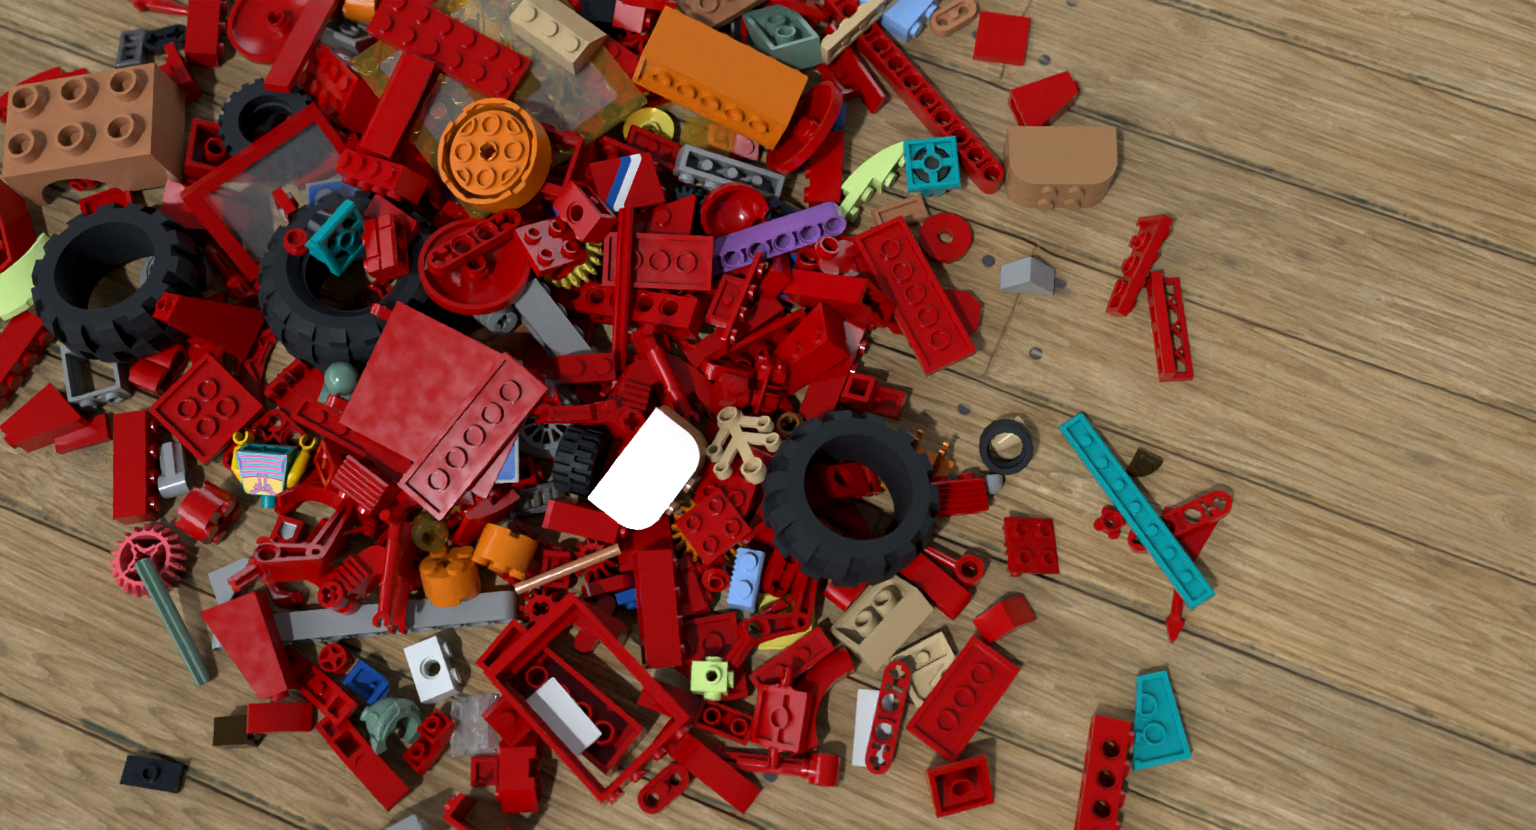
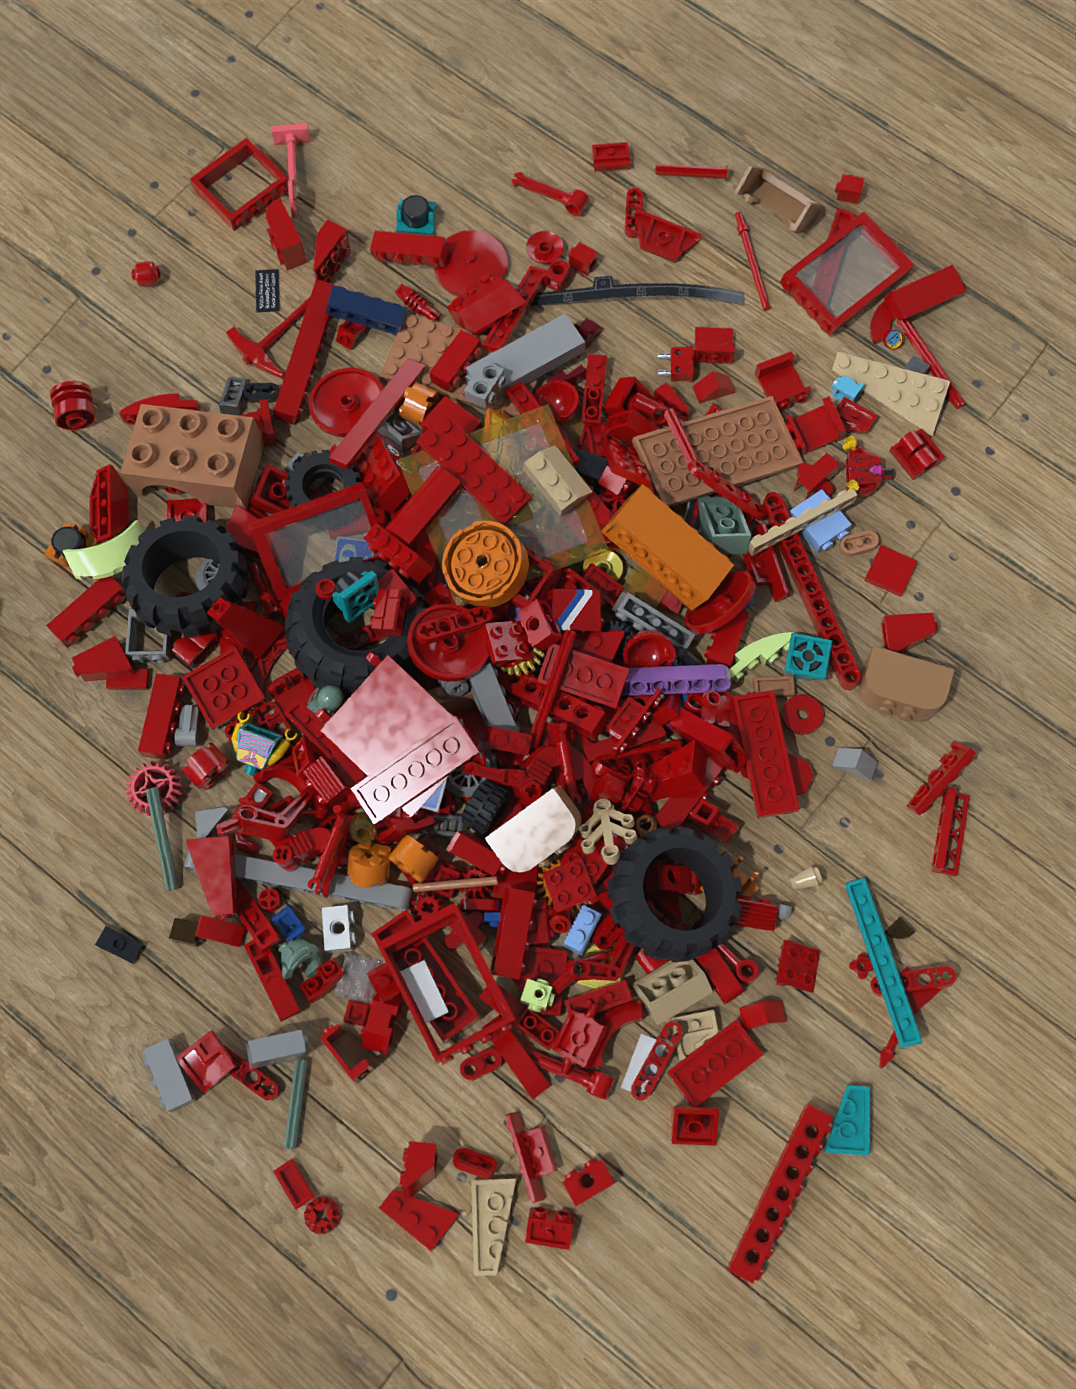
camera: 10 degrees right, 0 degrees up
(285, 204) = (322, 555): red piece -> none
(1011, 466) = (798, 902): black tyre -> none

